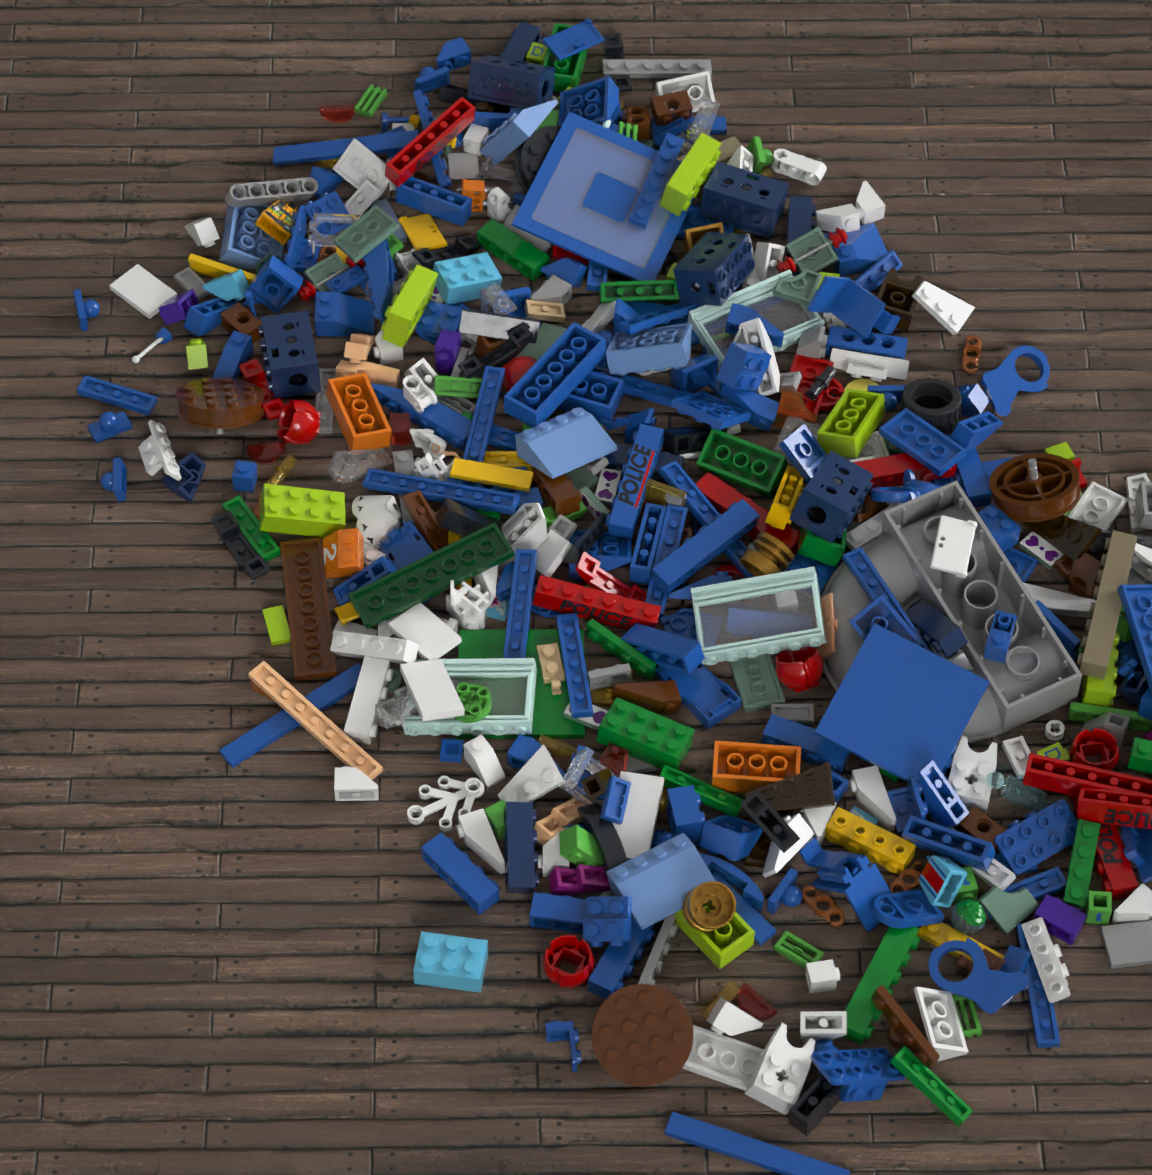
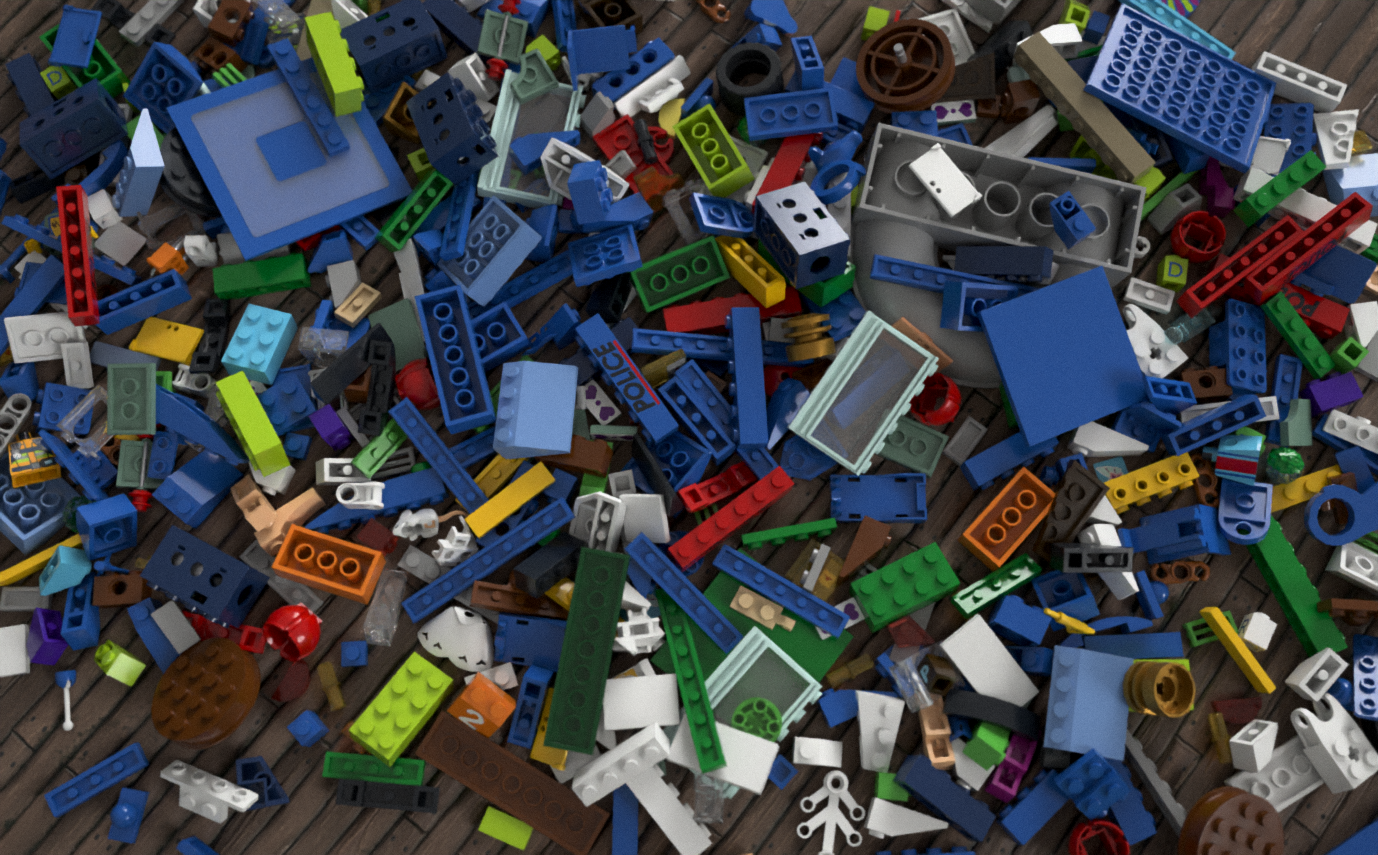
camera: 50 degrees left, 20 degrees up
(246, 361) = (176, 626): none -> light grey tile
(313, 470) = (354, 654): none -> blue plate
(419, 347) = (297, 446): none -> blue plate
(460, 649) = (691, 684): none -> green plate
(615, 800) = (971, 676): blue plate -> none
(665, 647) = (827, 499): blue brick -> none
(712, 846) = (1072, 625): none -> yellow hand
(795, 968) = (1237, 650): none -> yellow tile

